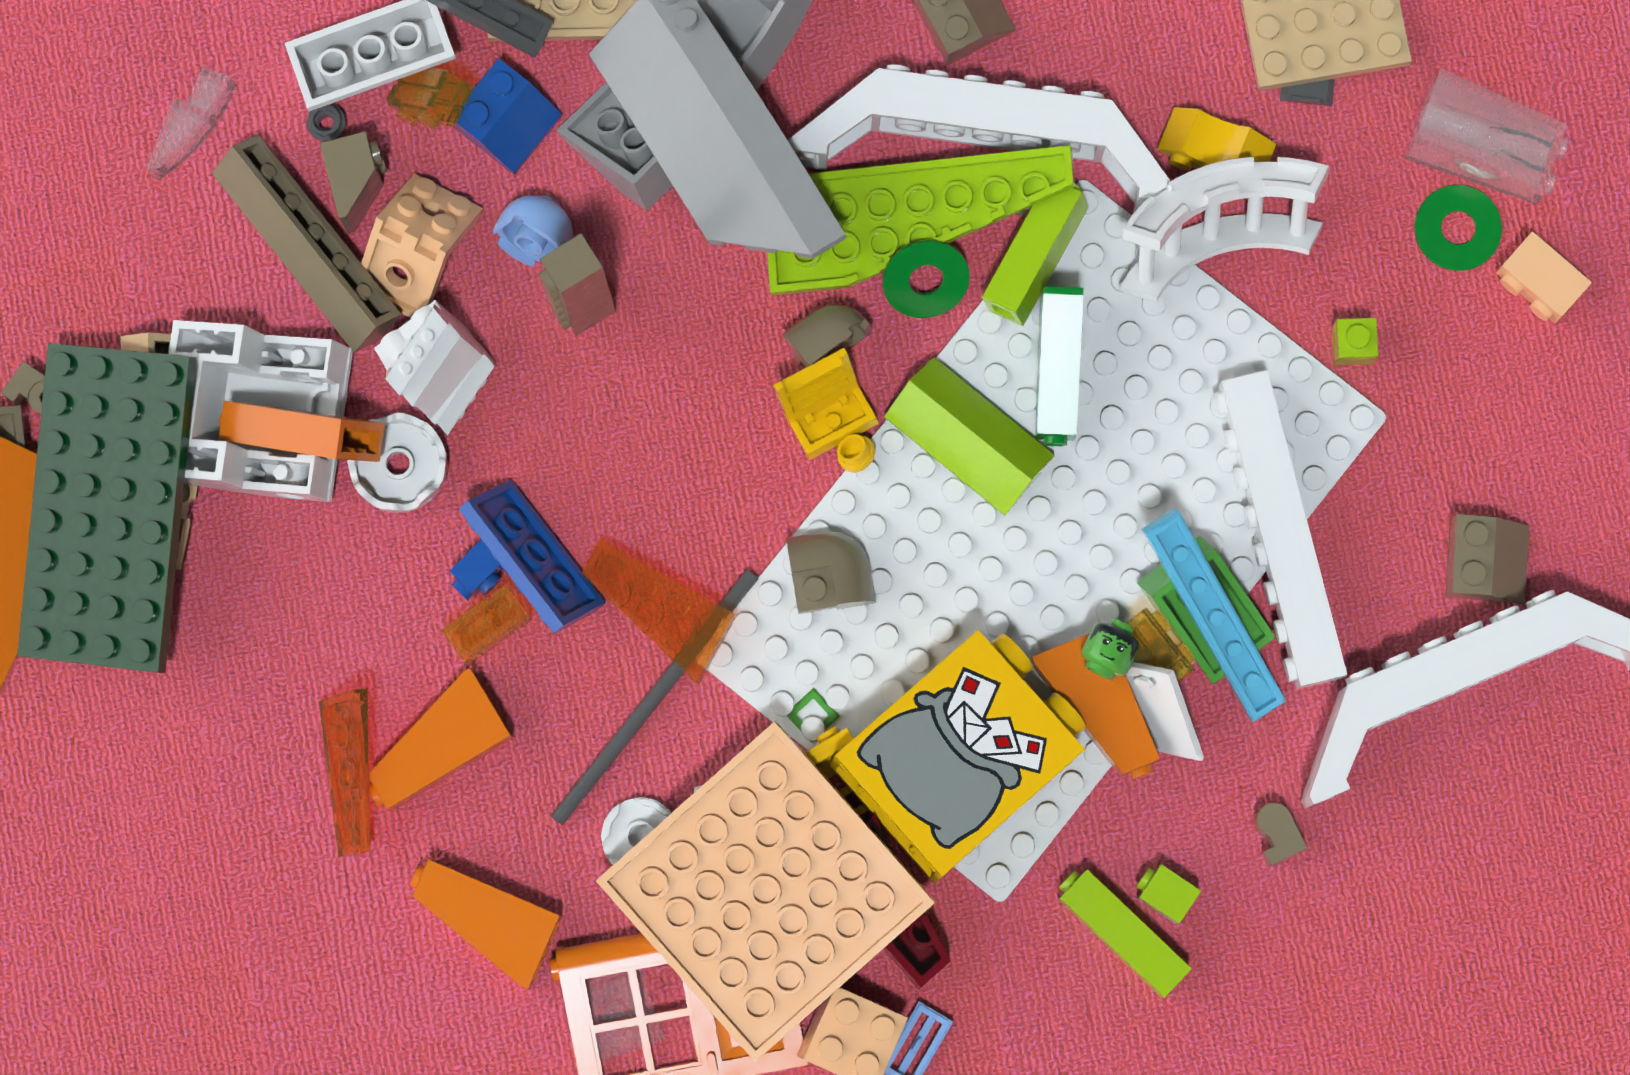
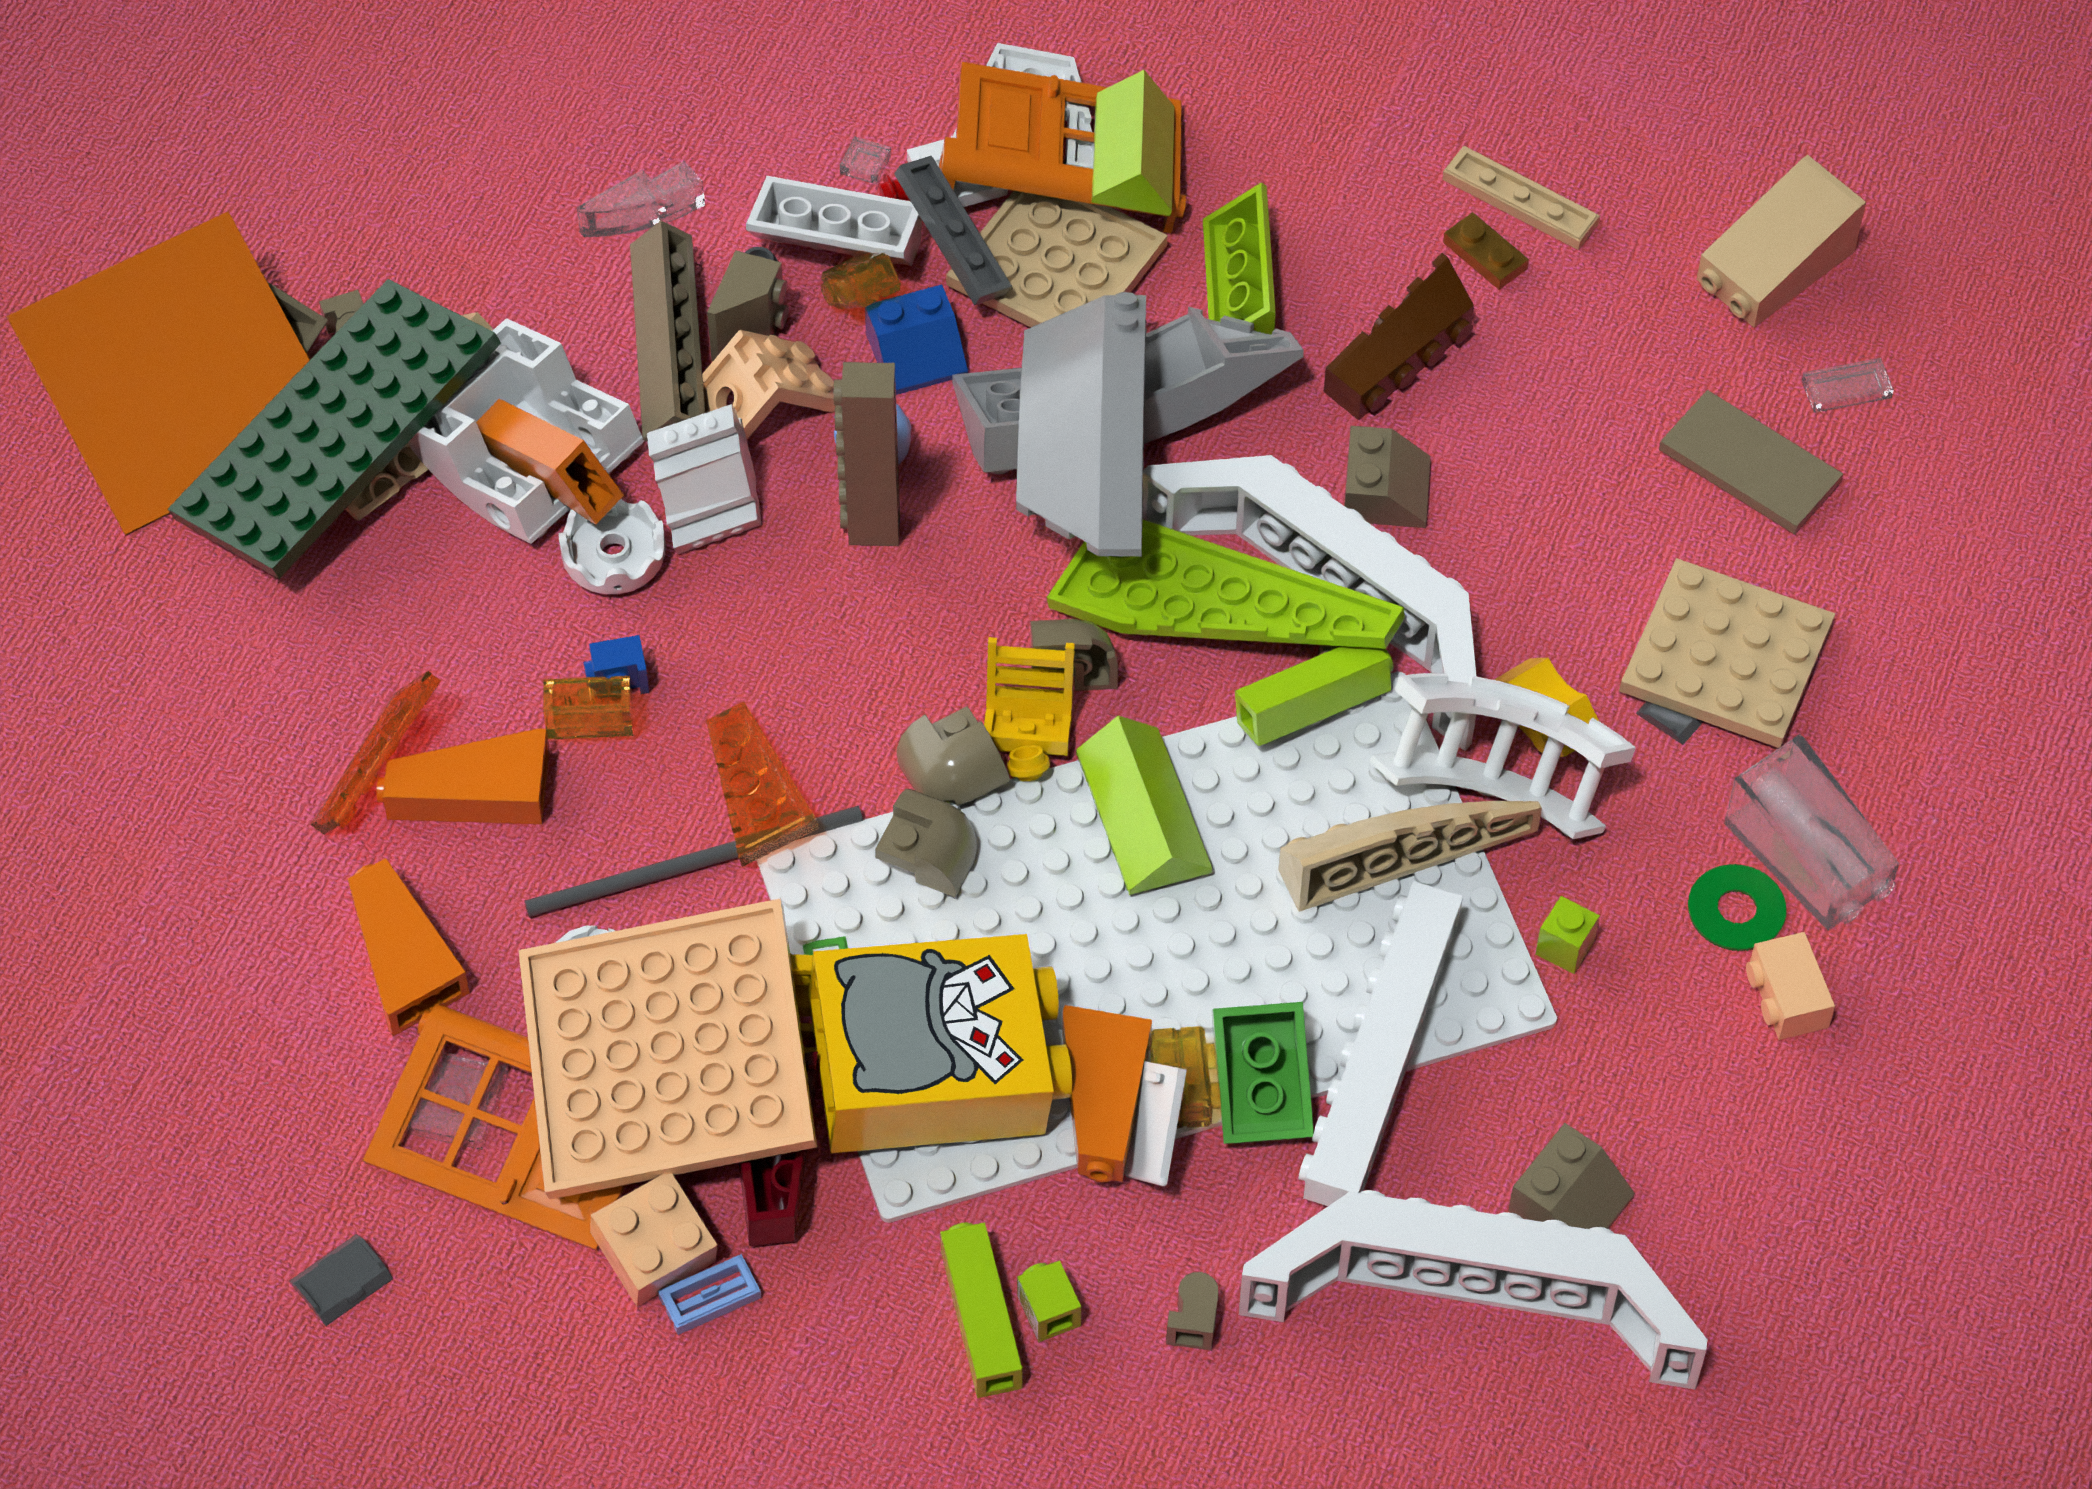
camera: 30 degrees right, 25 degrees down
(532, 556) = (671, 675): blue plate -> none
(796, 489) = (951, 758): none -> dark tan brick
(921, 253) = (1226, 652): green gear -> none
(1058, 364) = (1269, 783): slope -> none
(1110, 649) = (1141, 1032): bright green head -> none
(1179, 354) = (1397, 845): none -> tan wedge
(1213, 614) = (1263, 1067): medium azure tile -> none

